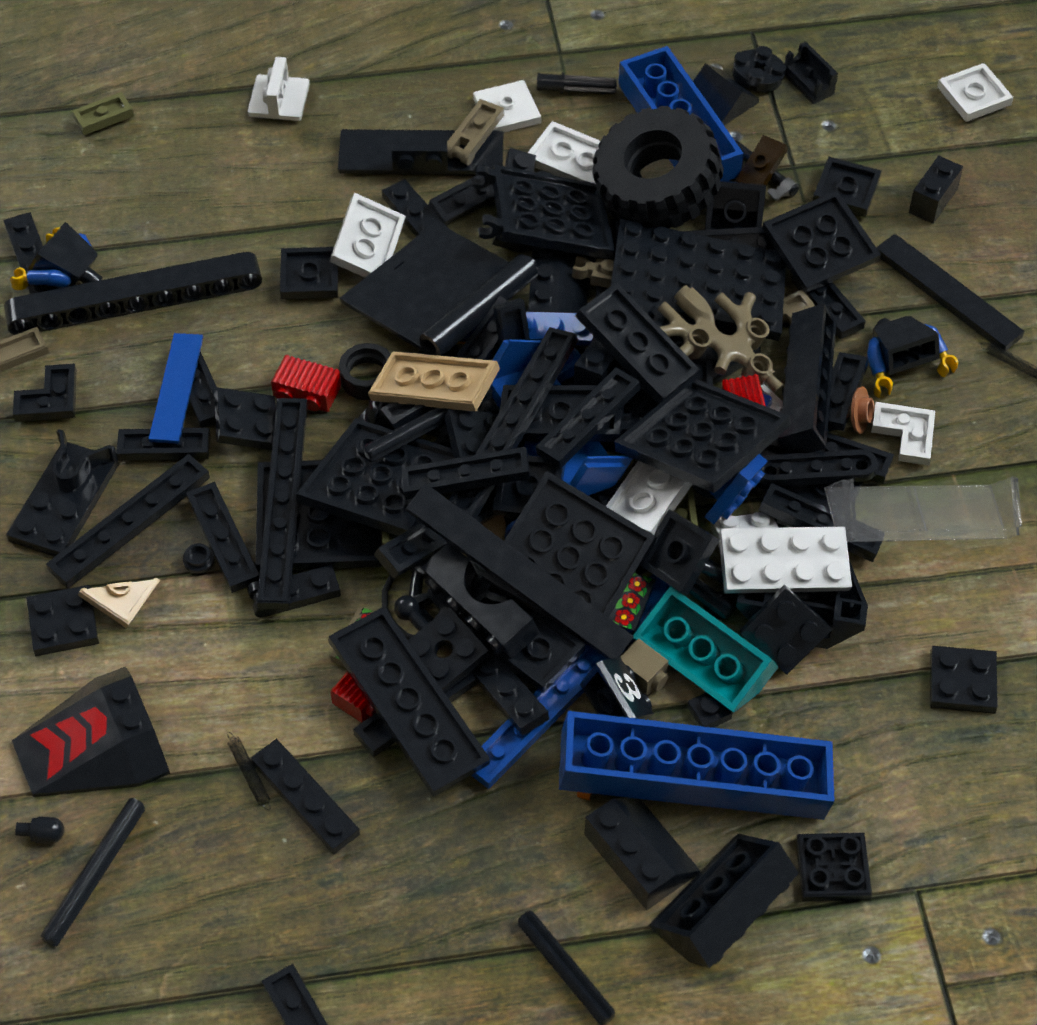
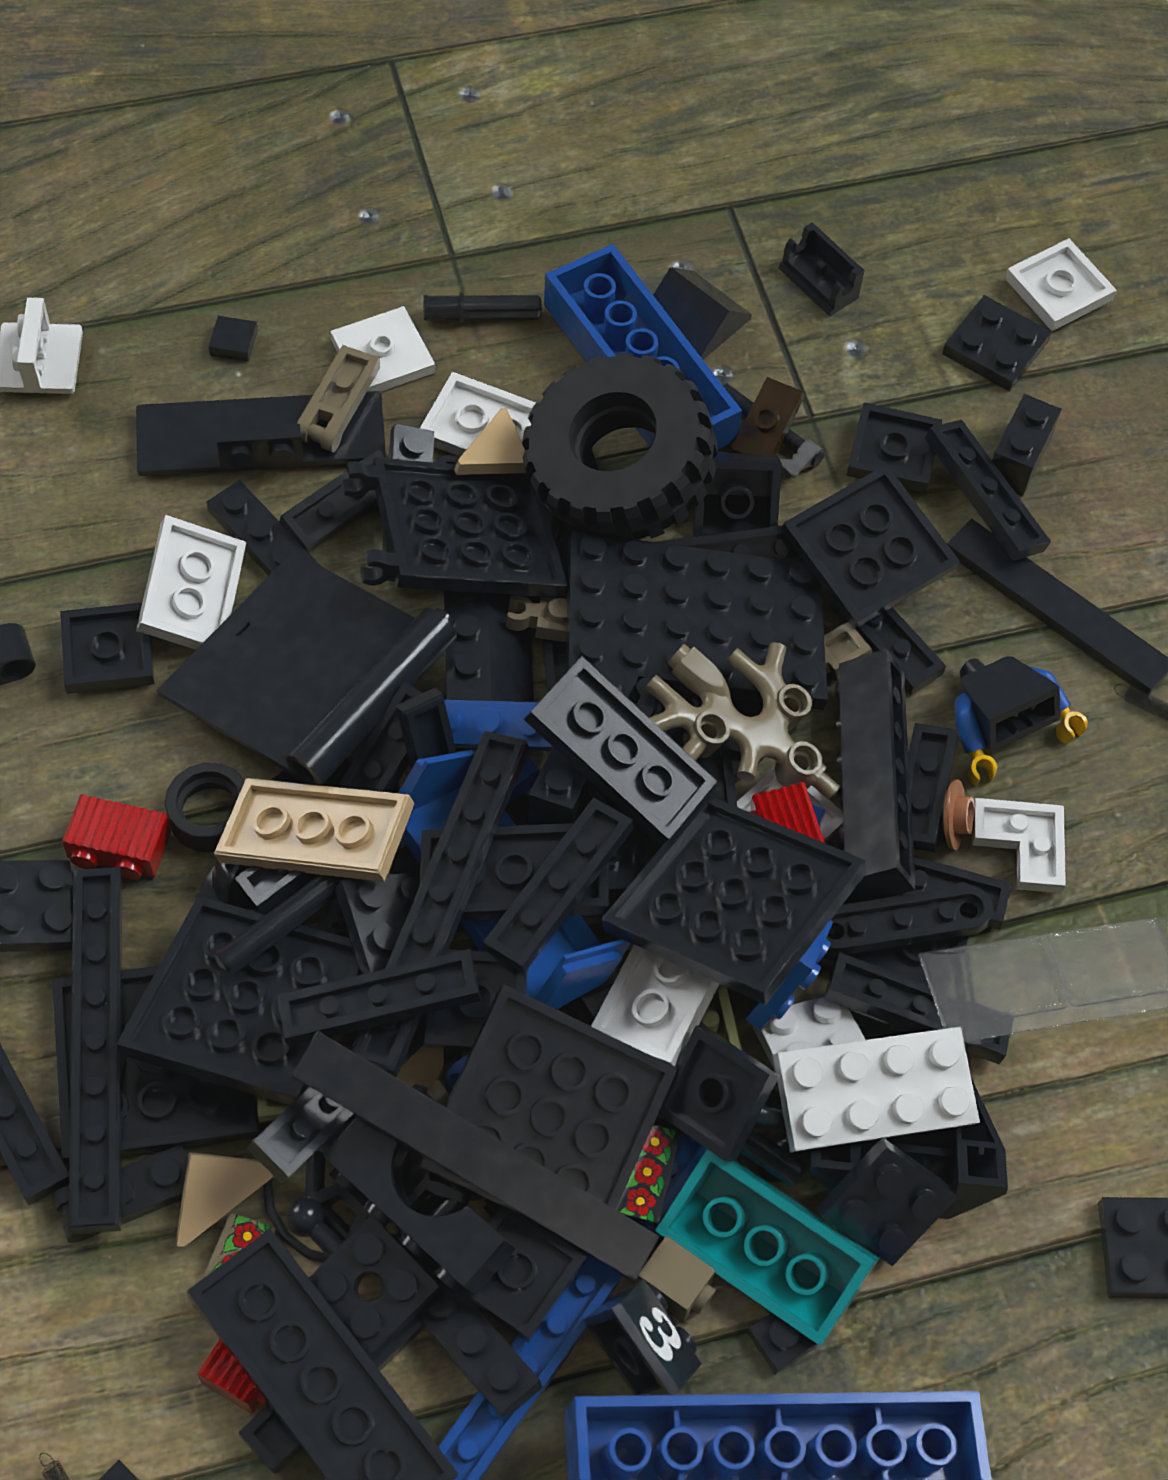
camera: 10 degrees left, 5 degrees up
(351, 589) = (213, 1189): none -> tan tile
(408, 93) = (233, 338): none -> black tile
(574, 167) = (494, 450): none -> tan tile
(759, 69) = (752, 252): black plate -> none
(906, 214) = (987, 490): none -> black plate
(926, 126) = (996, 343): none -> black plate

